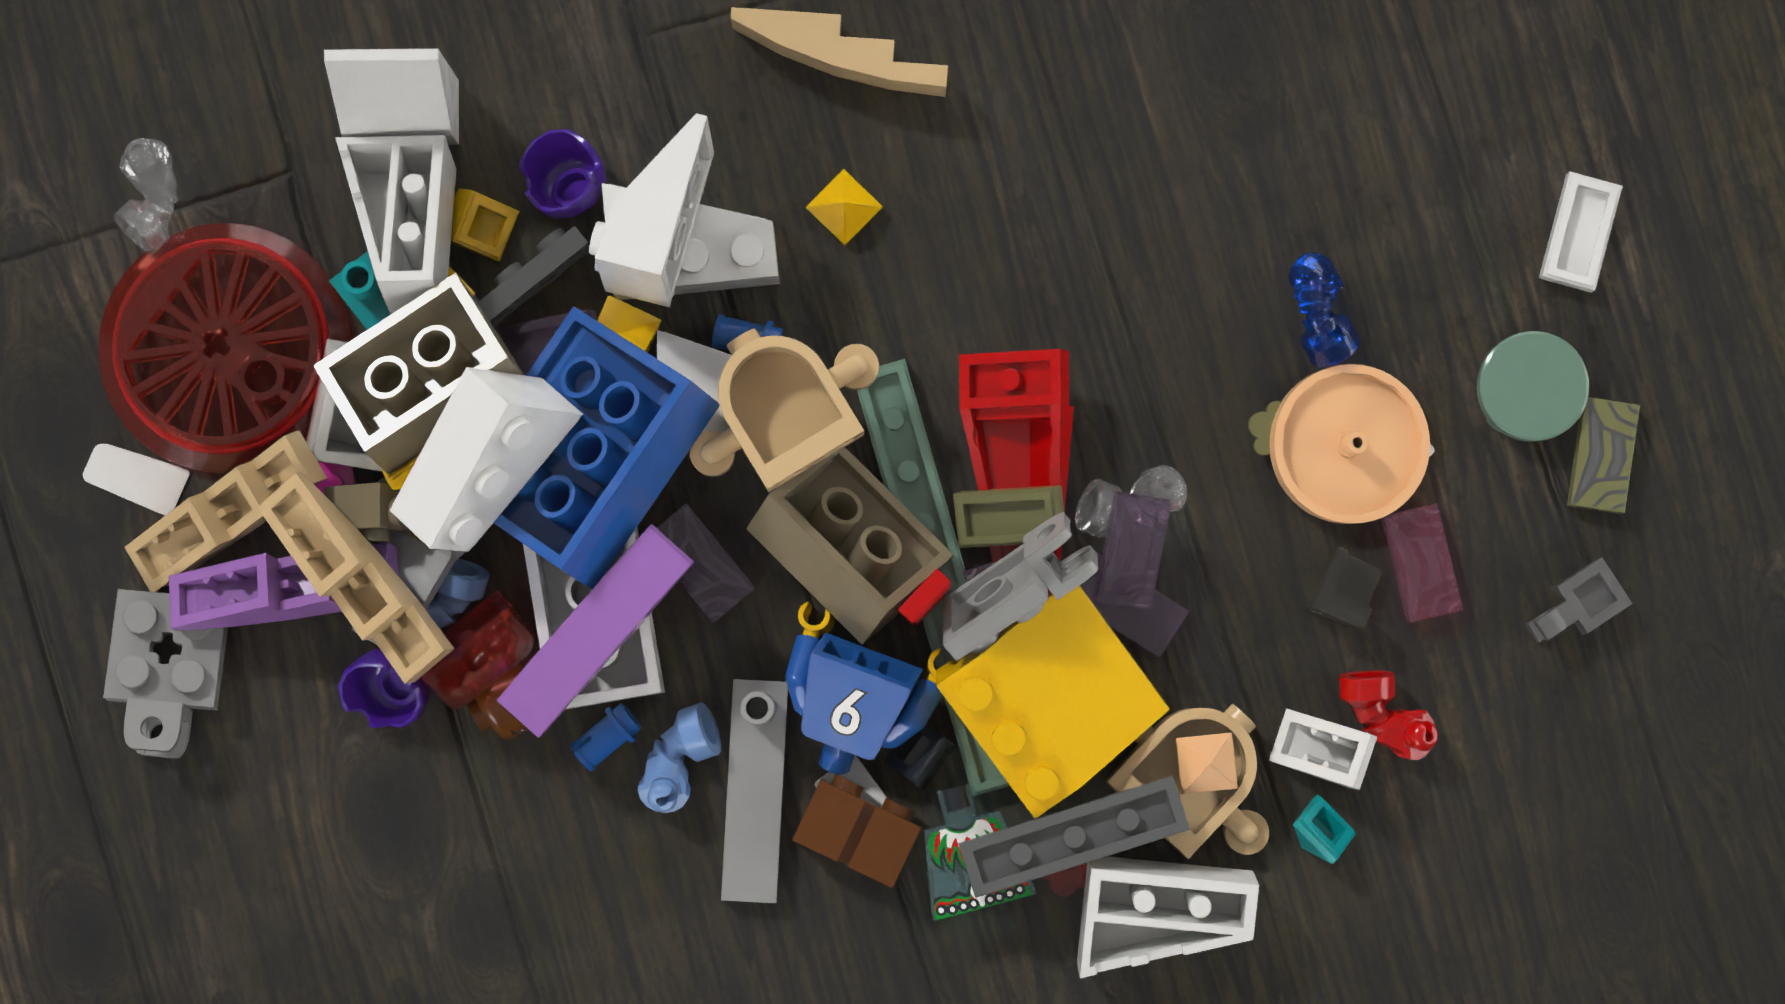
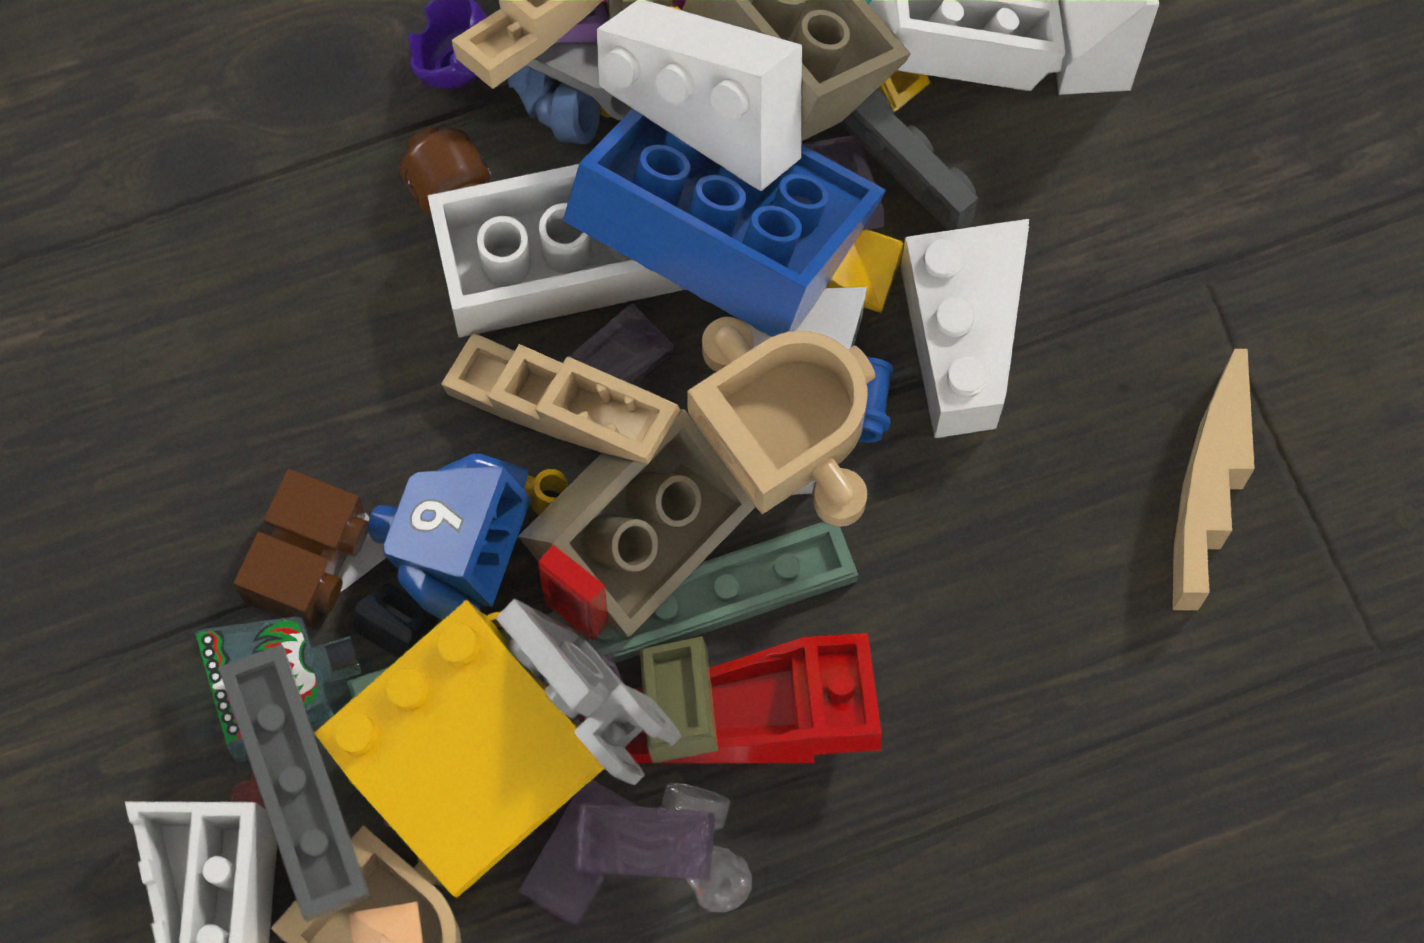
camera: 90 degrees right, 15 degrees down
(481, 224) = (971, 118): yellow slope -> none
(485, 648) = (494, 127): clear red slope -> none
(562, 174) = (1036, 187): dark purple hair -> none
(595, 630) = (519, 226): medium lavender slope -> none
(606, 736) = (415, 285): blue pin -> none
(653, 218) = (997, 256): white slope -> none
(666, 777) = (407, 365): medium blue arm -> none
(743, 602) = (561, 399): none -> tan slope
(754, 791) = (347, 438): light grey piece -> none
(844, 207) = (1030, 501): yellow slope -> none

